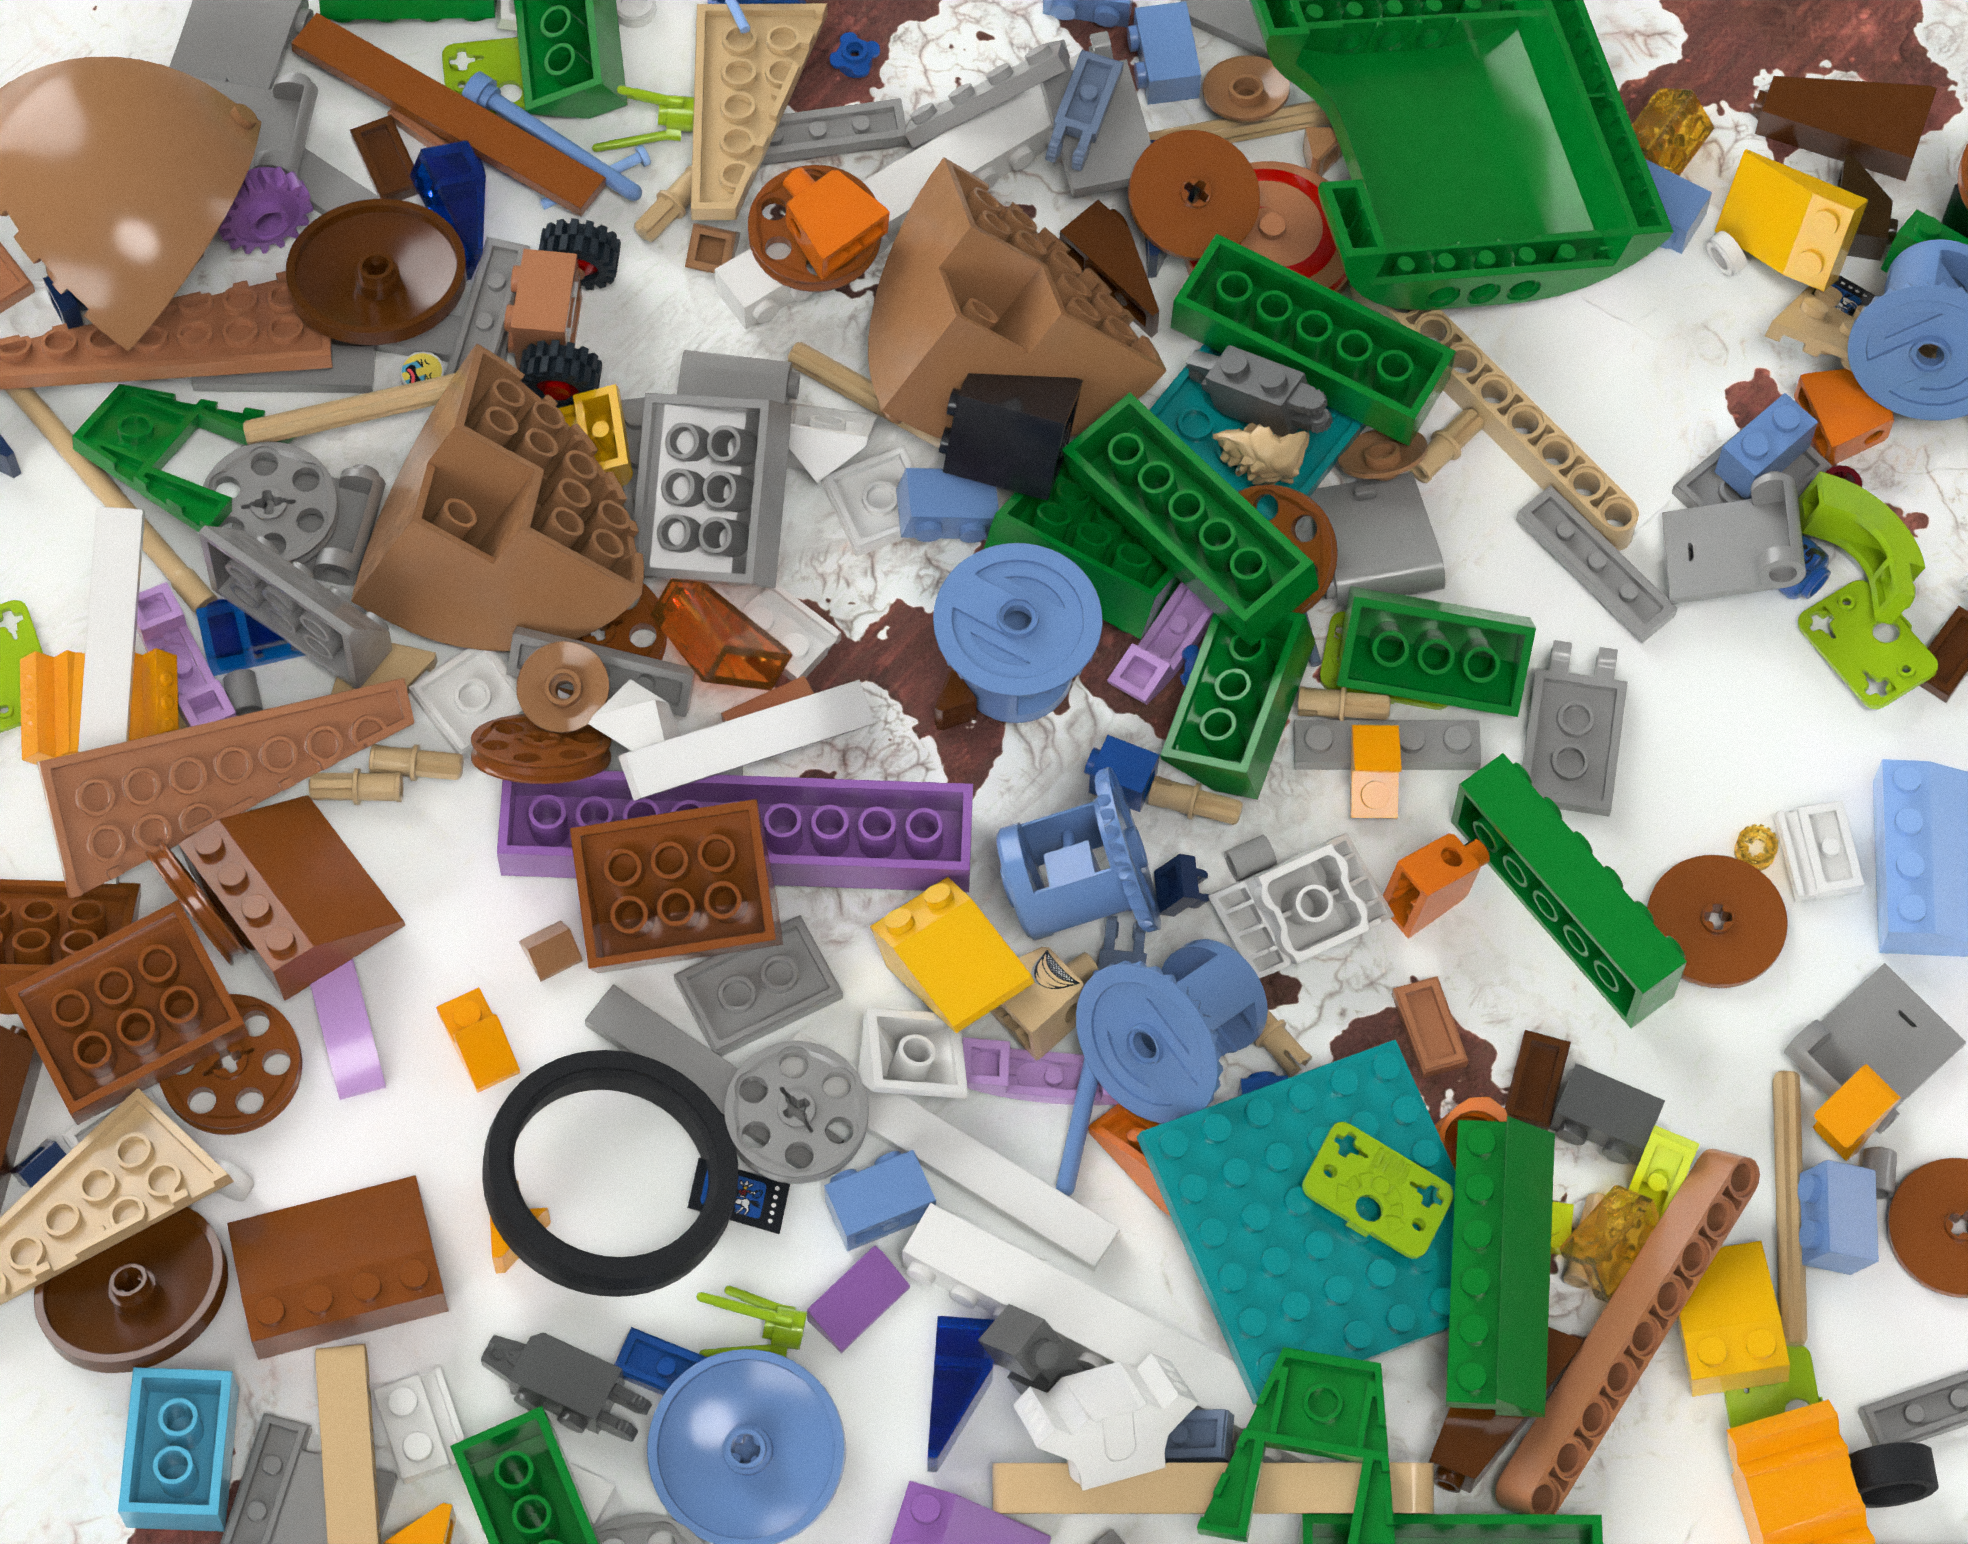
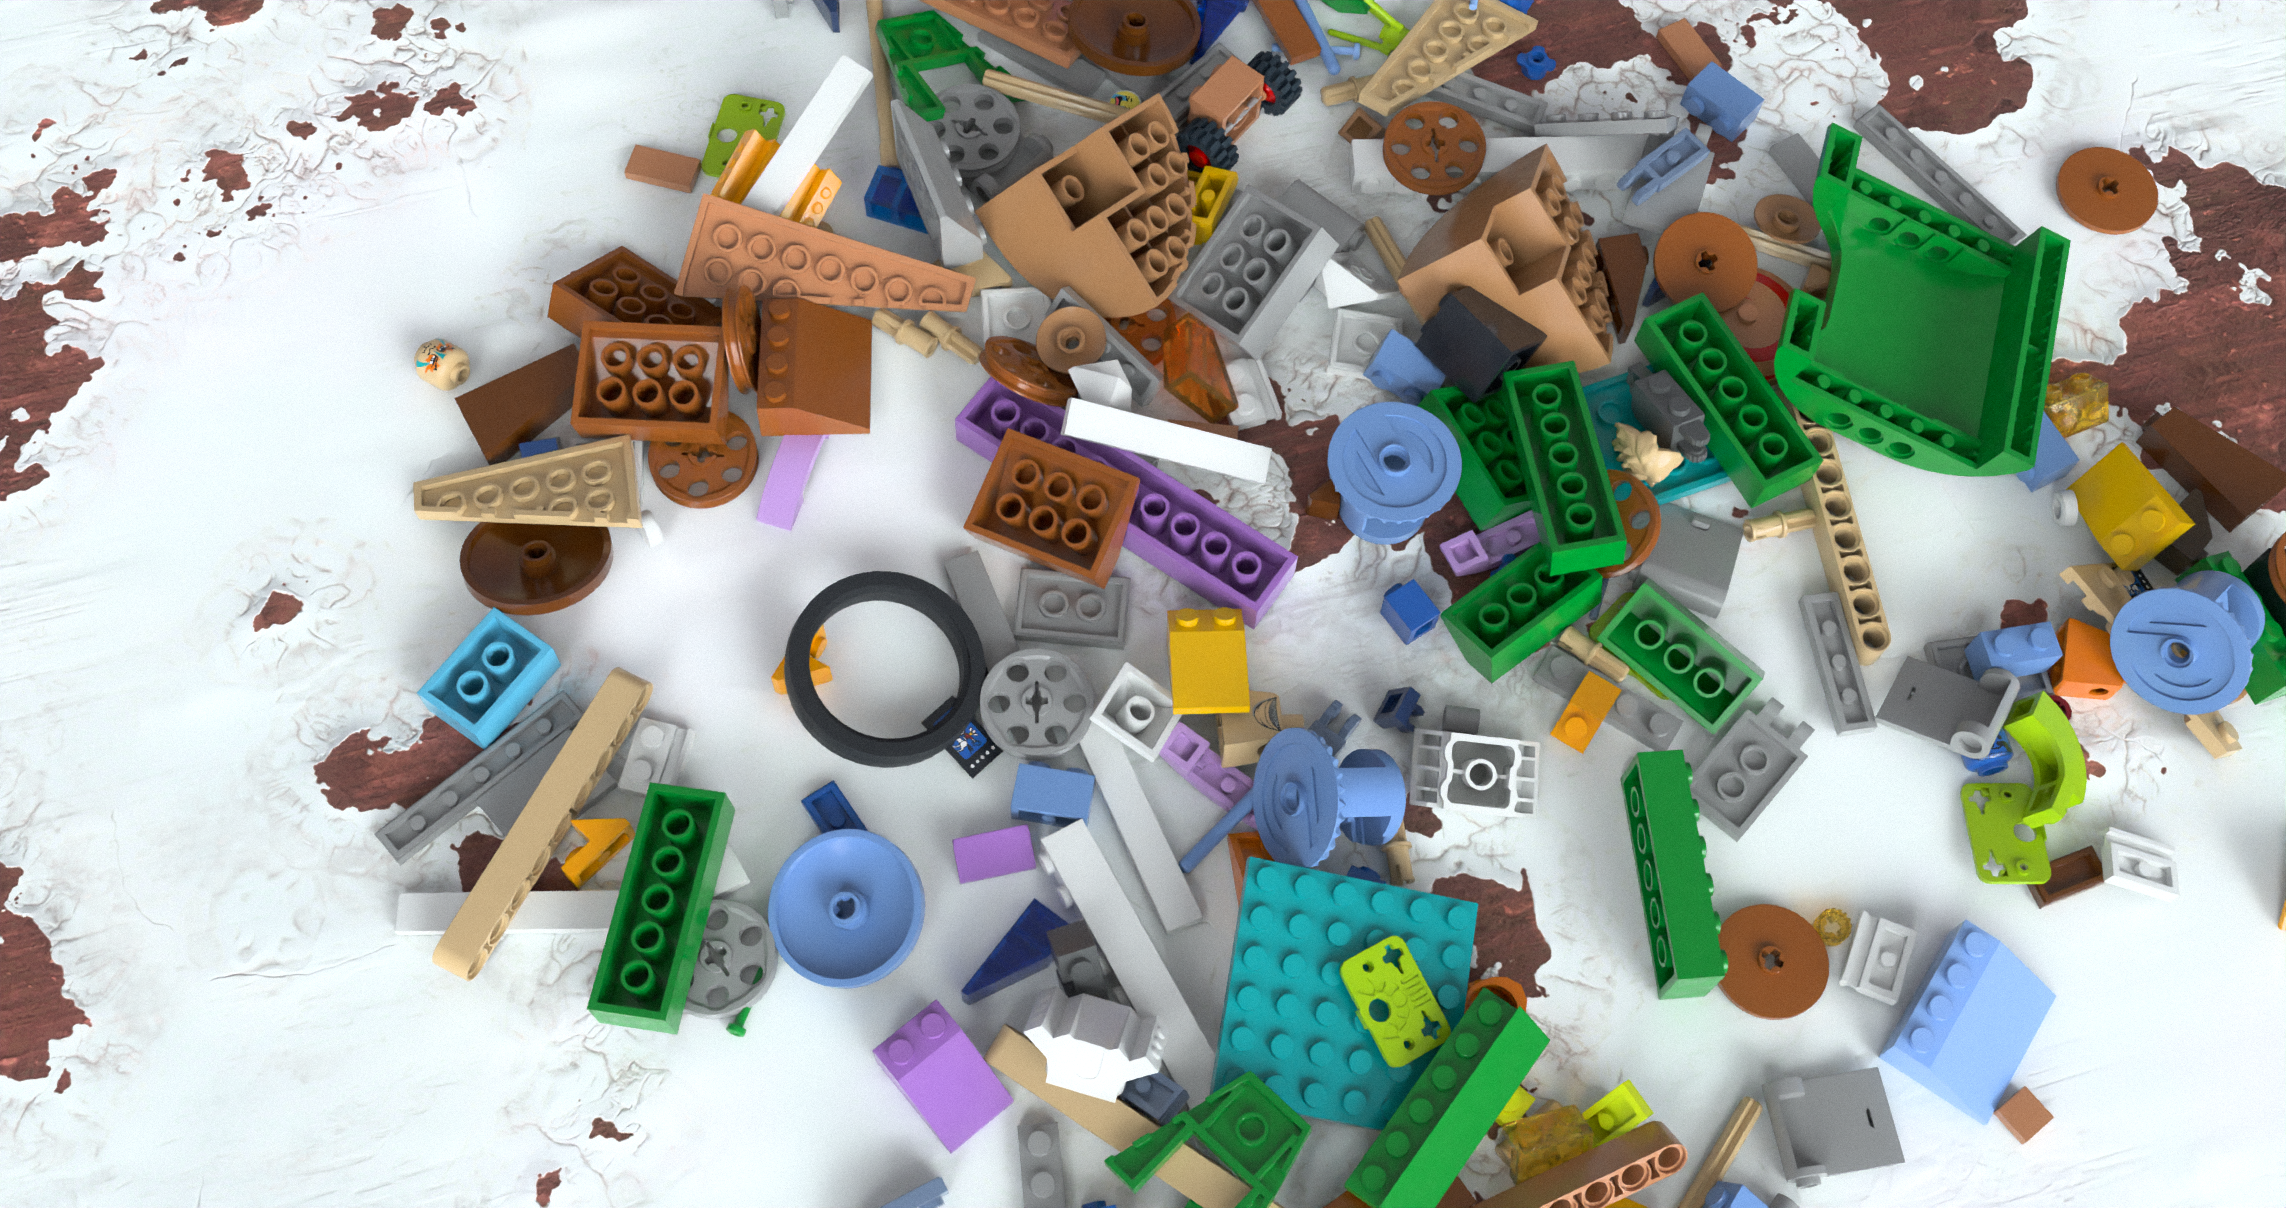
camera: 30 degrees right, 0 degrees up
(164, 627) = (855, 172): lavender slope -> none
(243, 691) = (876, 232): light grey hinge -> none
(336, 1267) = (674, 625): dark orange slope -> none
(478, 1039) = (867, 534): light orange slope -> none
(551, 950) = (953, 505): medium nougat slope -> none
(565, 1383) = (764, 789): dark grey hinge -> none
(782, 1322) = (931, 838): lime plant -> none
(832, 218) = (1446, 144): orange torso -> none
(1077, 885) = (1312, 653): medium blue piece -> none
(1165, 52) = (1746, 169): medium blue brick -> none
(1194, 801) = (1446, 658): tan axle -> none
(1381, 457) = (1728, 505): medium nougat dish -> none
(1429, 1027) = (1512, 911): nougat tile -> none
(1433, 881) = (1578, 810): orange torso -> none
(1537, 1079) = (1565, 995): reddish brown tile -> none
(1606, 1114) = (1600, 1049): dark grey brick -> none
(1855, 1112) = (1787, 1162): light orange slope -> none

